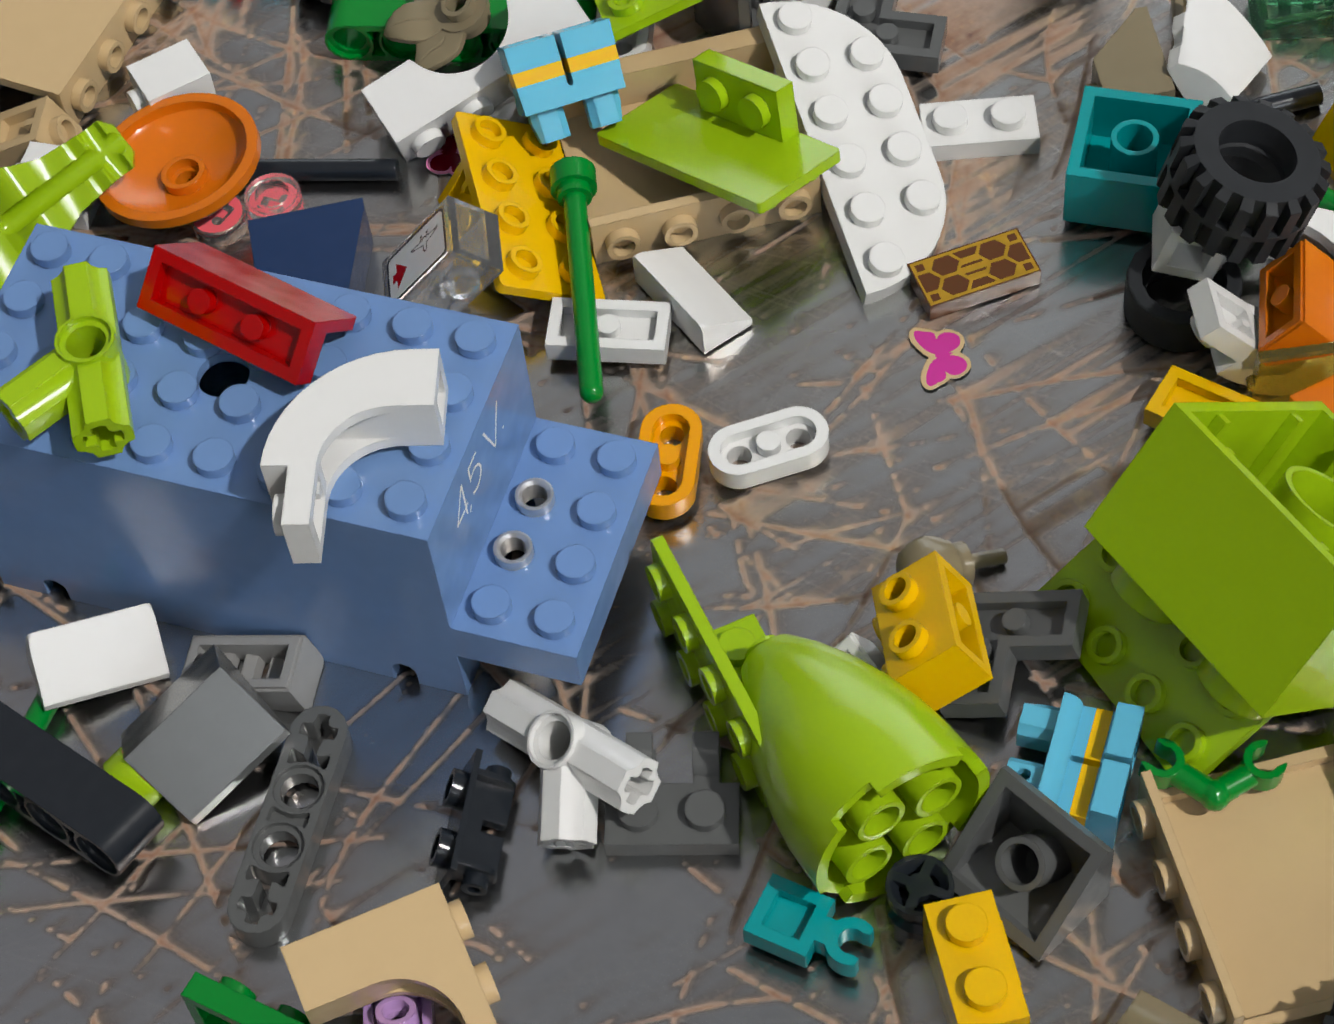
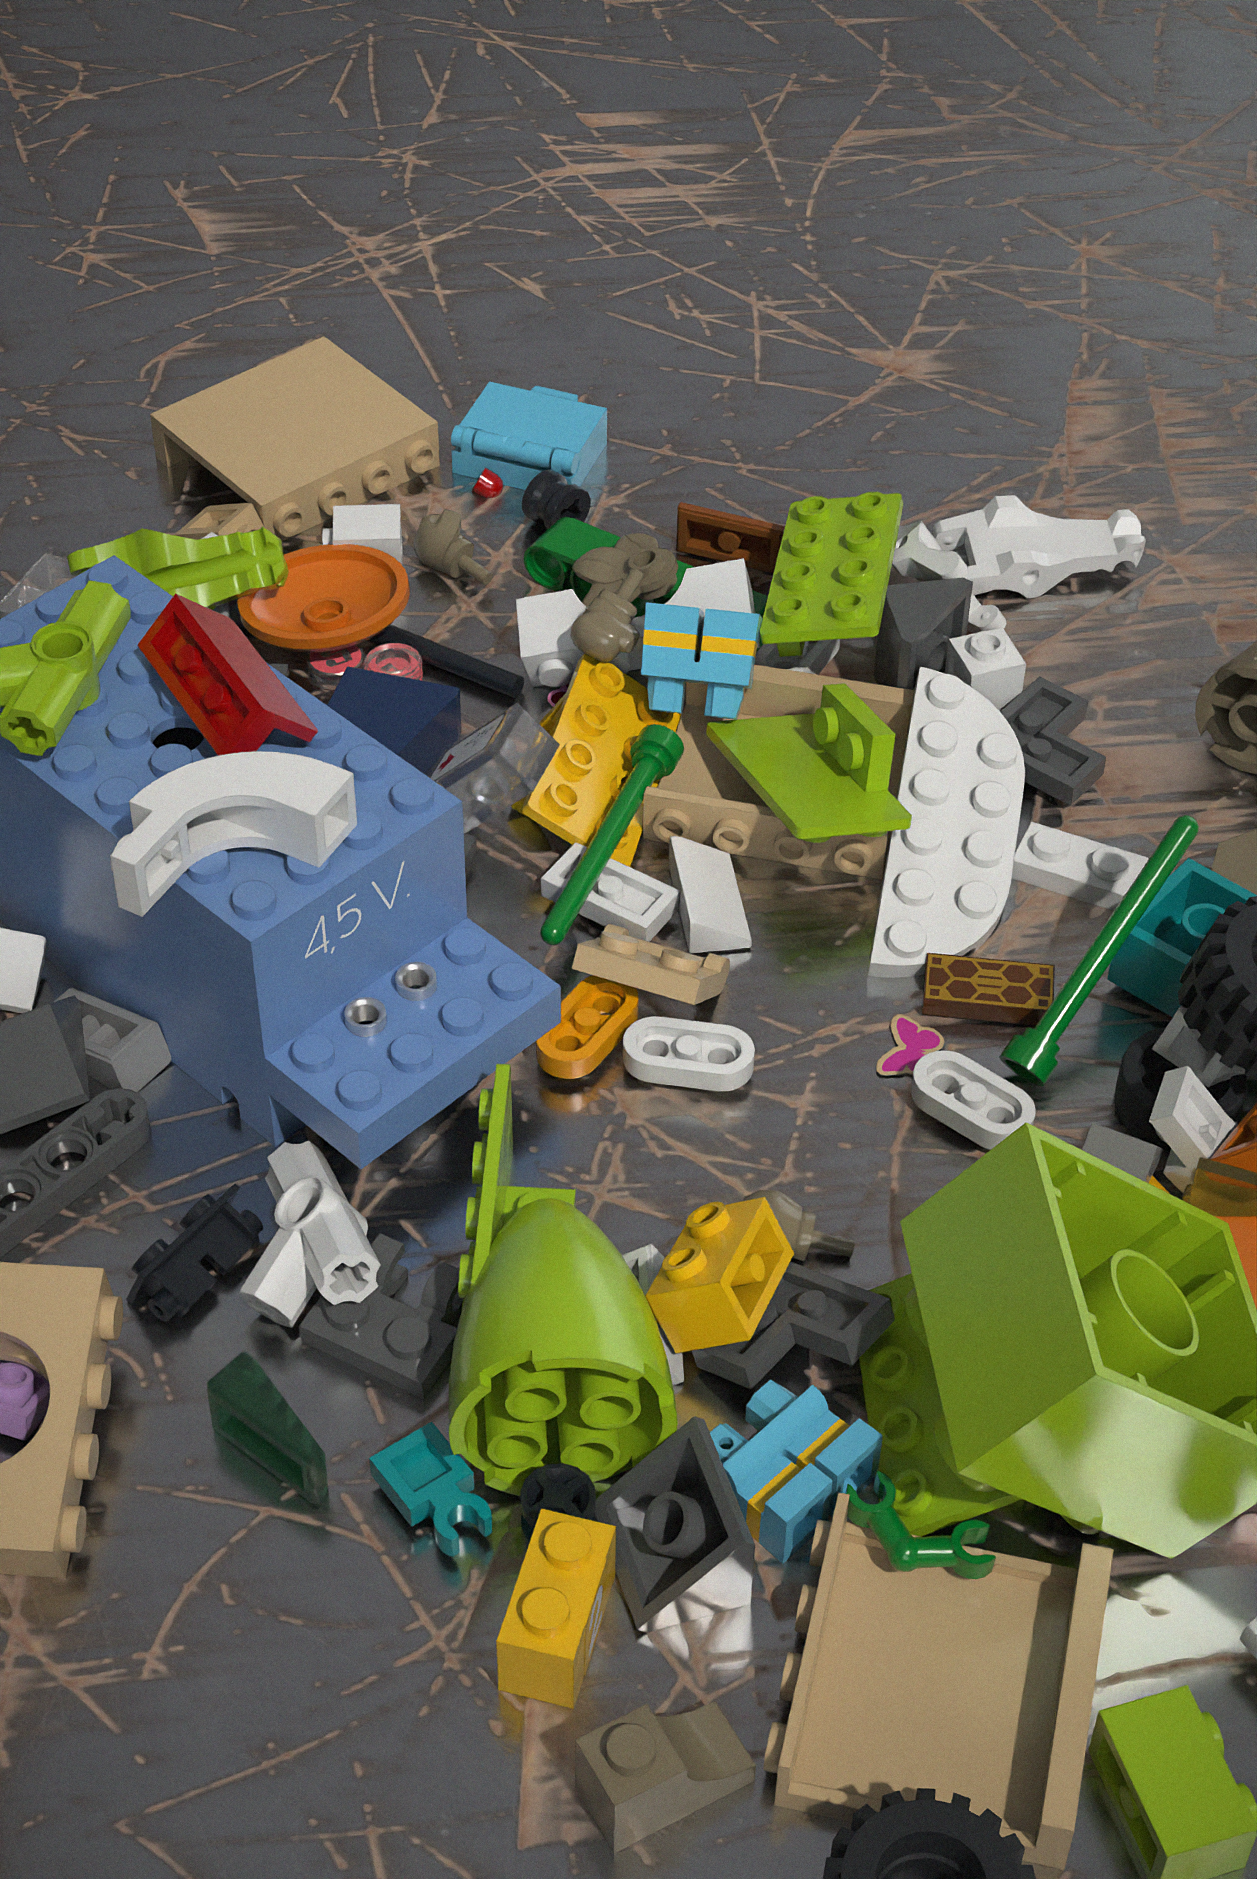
camera: 20 degrees right, 10 degrees down
(246, 63) = (446, 549): none -> dark tan piece
(464, 83) = (606, 623): none -> dark tan piece
(634, 944) = (264, 1426): none -> clear green slope
(692, 383) = (652, 966): none -> tan plate
(1026, 380) = (978, 1103): none -> white plate
(1050, 312) = (1035, 1050): none -> green piece
(1179, 380) = (1123, 1151): none -> light grey slope

